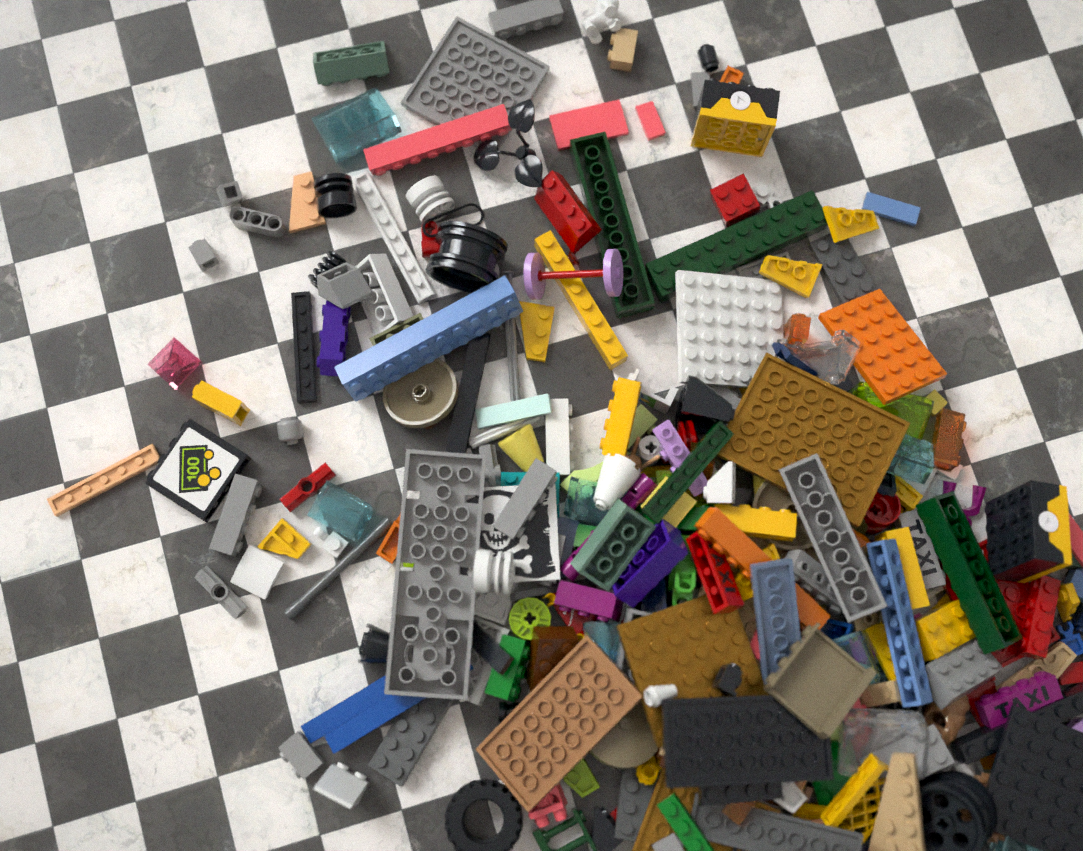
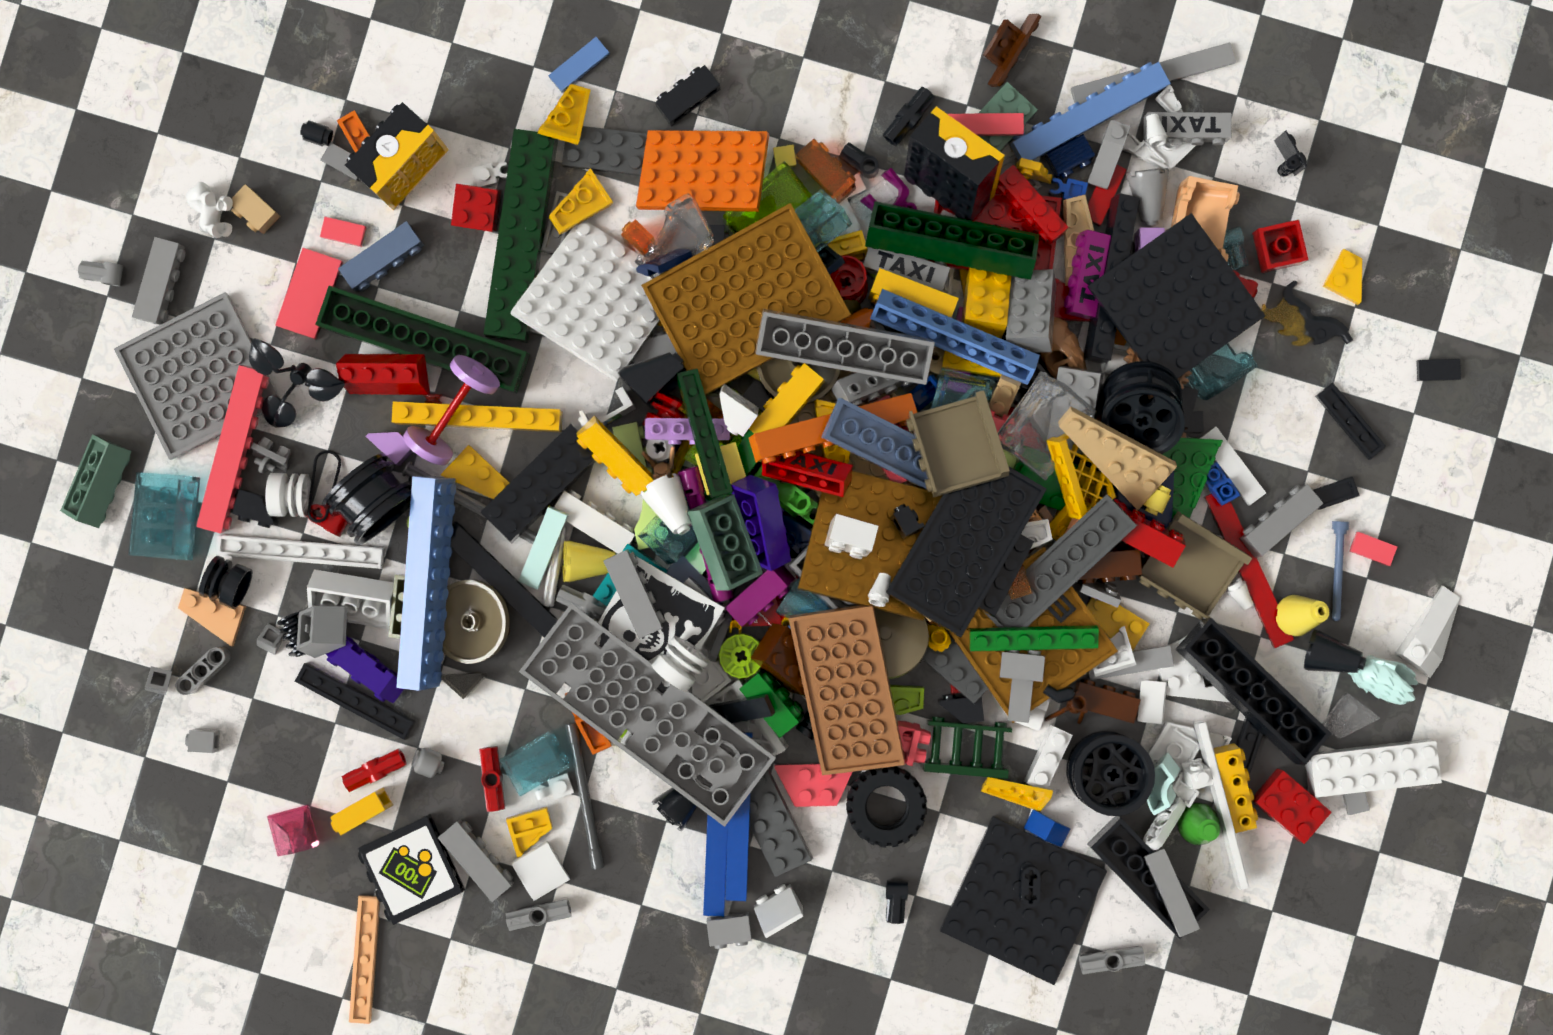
camera: 50 degrees left, 10 degrees up
(259, 393) = (374, 770): none -> red piece
(311, 255) = (270, 639): none -> light grey slope
(369, 419) = (463, 683): none -> clear smoke slope
(403, 179) = (253, 506): none -> black slope
(447, 168) = (269, 460): none -> light grey hips
(459, 746) = (808, 785): none -> coral wing
(516, 252) = (392, 445): none -> lavender slope
(559, 377) = (539, 485): none -> black brick
(651, 157) = (381, 257): none -> sand blue brick
(687, 641) = (851, 536): none -> white brick
(927, 300) = (687, 94): none -> black brick
(972, 459) = (858, 159): none -> black piece
(1021, 475) = (908, 116): none -> black piece

